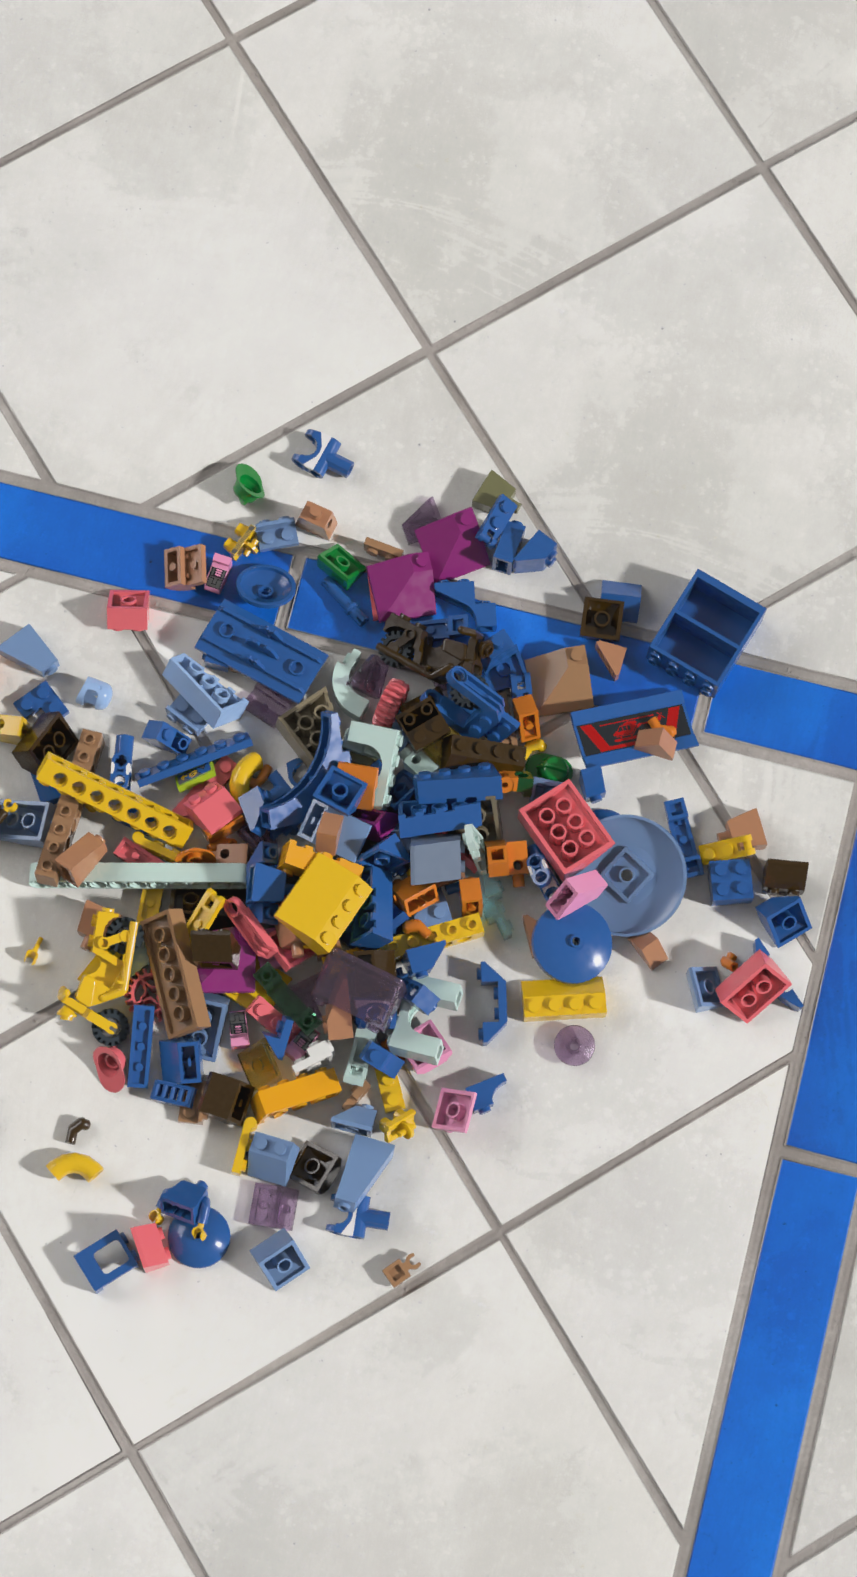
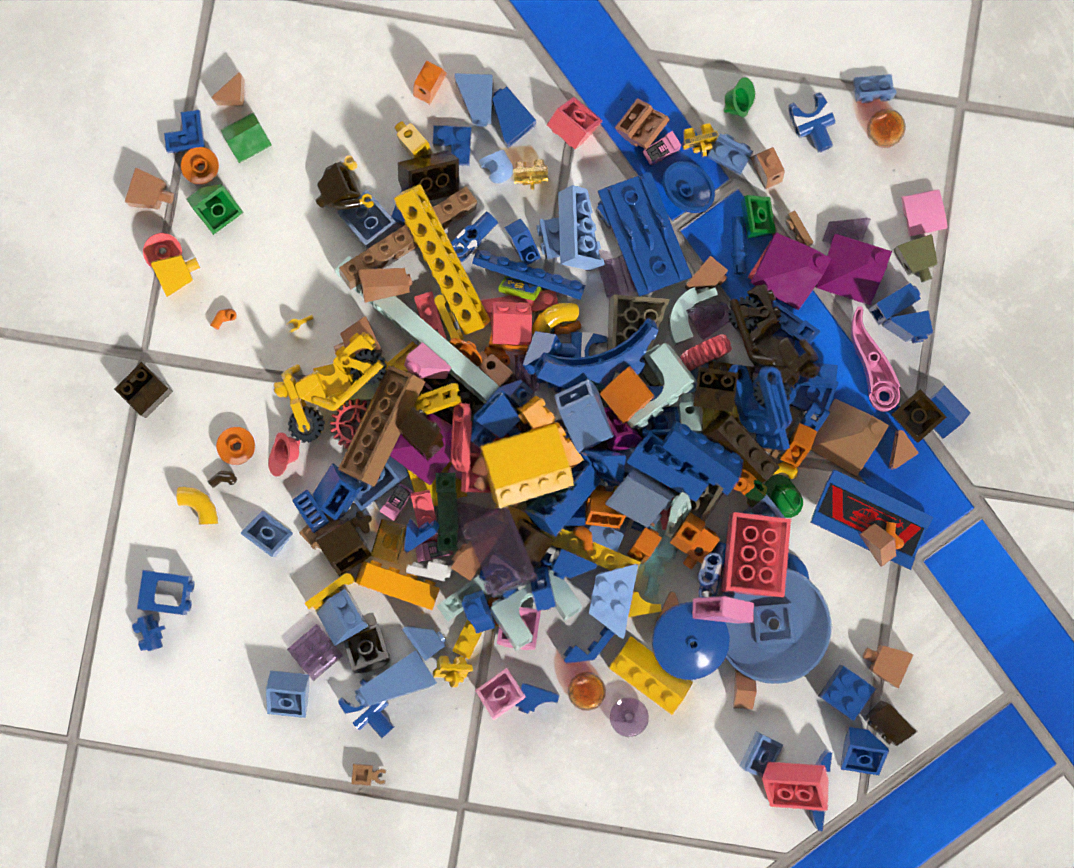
camera: 40 degrees right, 10 degrees up
(61, 1083) = (226, 443): none -> orange dish
(72, 645) = (511, 116): none -> blue slope
(122, 1301) = (150, 631): none -> blue hips
(128, 679) = (530, 175): none -> clear yellow hips
(140, 1046) = (315, 456): blue plate -> none
(150, 1246) = (202, 609): coral slope -> none
(152, 1143) = (267, 533): none -> medium blue slope
(171, 893) = (426, 363): none -> bright pink slope
(184, 1202) = (253, 600): blue torso -> none
(194, 1251) = (259, 626): blue dish -> none
(224, 1068) = (362, 521): none -> dark brown piece
(329, 833) = (576, 415): nougat slope -> none
(340, 643) = (708, 275): none -> nougat slope
(340, 791) = (610, 390): blue slope -> none
(349, 392) = (874, 88): none -> medium blue bracket
(358, 1093) = (439, 622): medium nougat plate -> none
(385, 416) = (886, 128): none -> clear orange cylinder
(463, 596) = (829, 312): blue arch -> none
(471, 457) = (924, 212): none -> bright pink slope
(480, 957) = (613, 598): none -> light blue wing
(496, 521) = (901, 277): blue plate -> none
(503, 952) = (641, 607): none -> yellow arch
(522, 1054) = (586, 691): none -> clear orange cylinder
(536, 607) = (876, 366): none -> bright pink animal
(592, 784) = (805, 535): blue slope -> none
(681, 831) = (841, 626): blue slope -> none
(705, 633) = (988, 491): blue container -> none
(726, 849) = (864, 667): yellow plate -> none
(729, 961) = (794, 750): orange arm -> none

